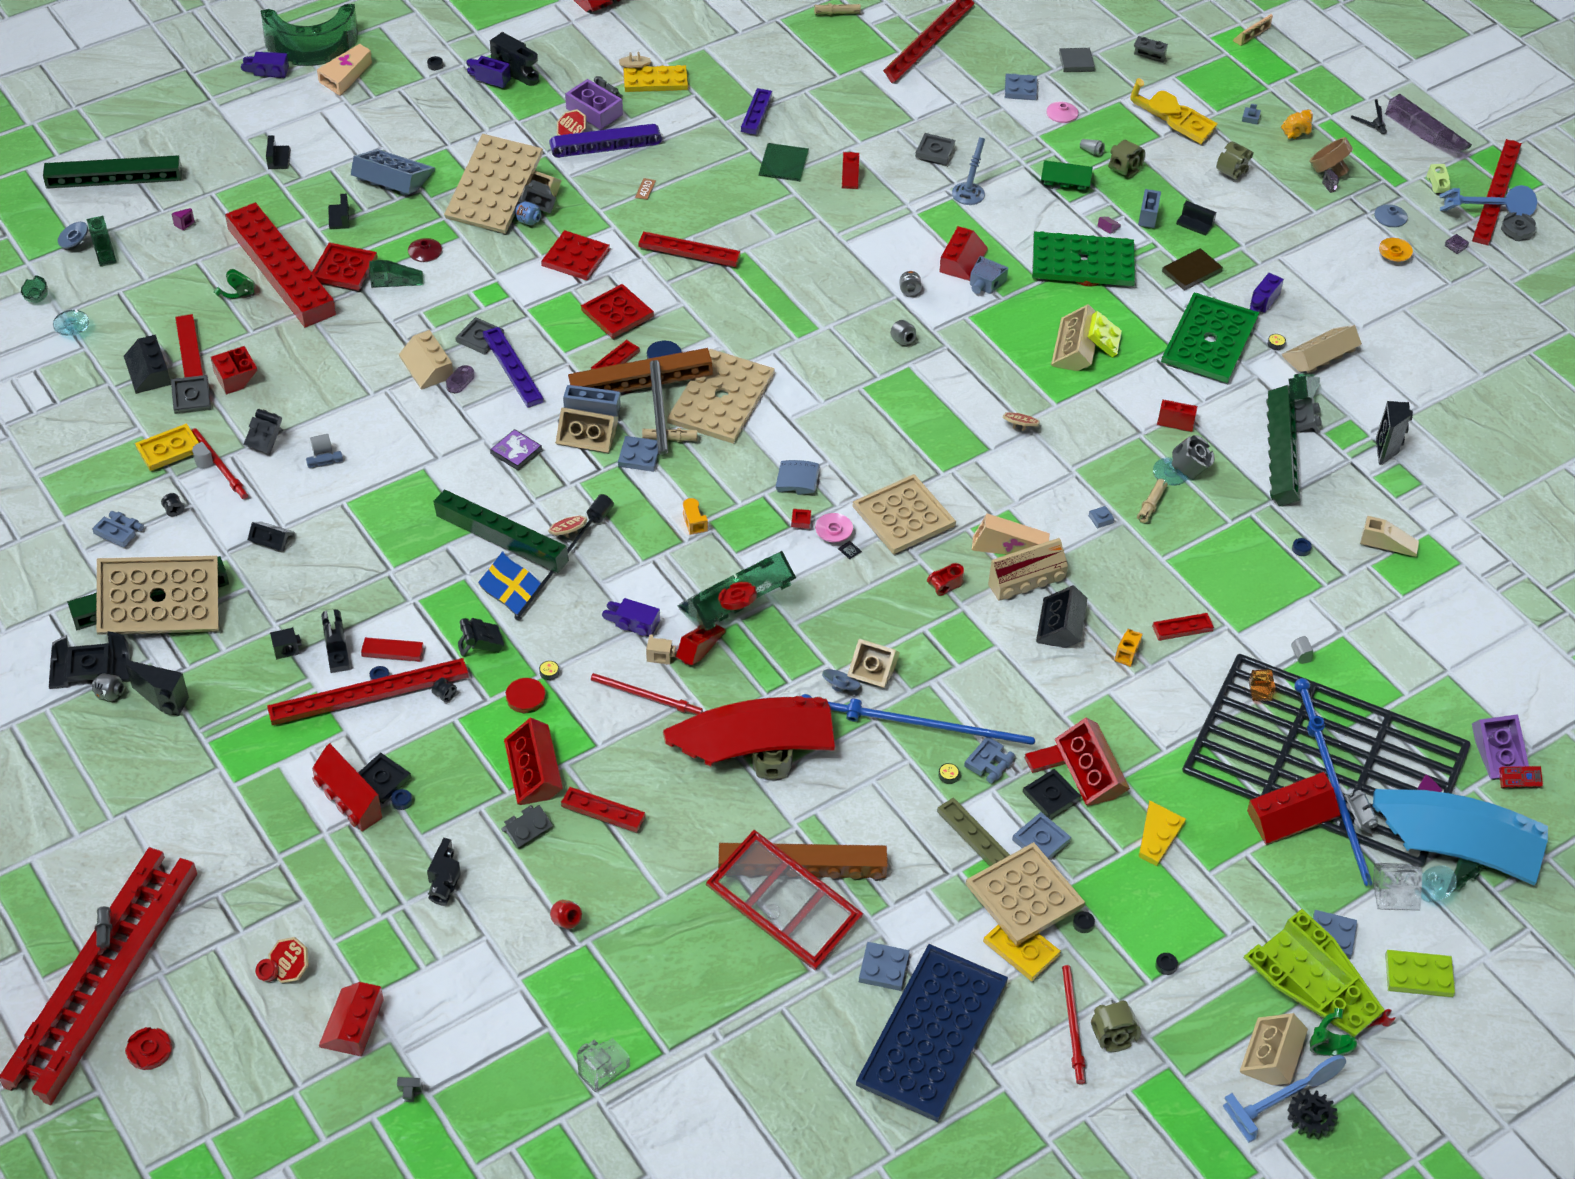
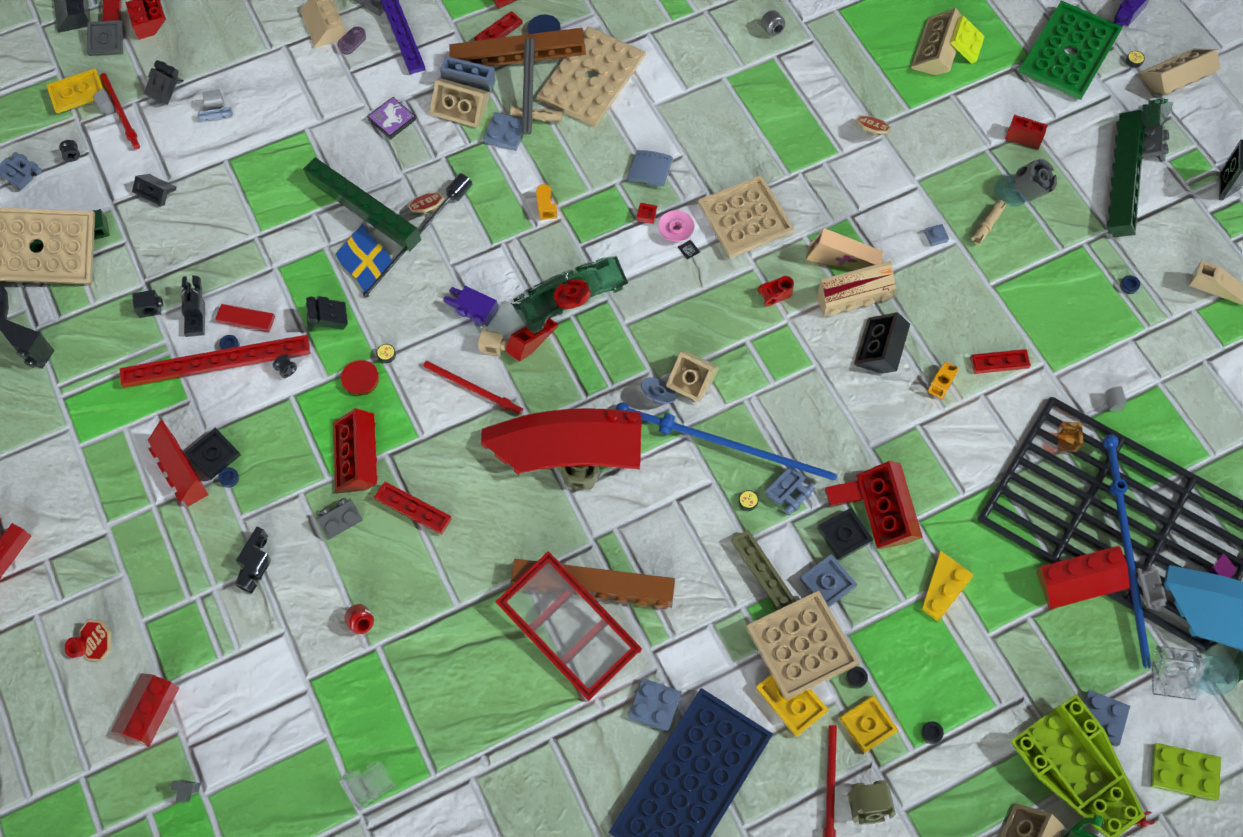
camera: 10 degrees right, 15 degrees up
(1101, 962) = (868, 724): none -> yellow tile

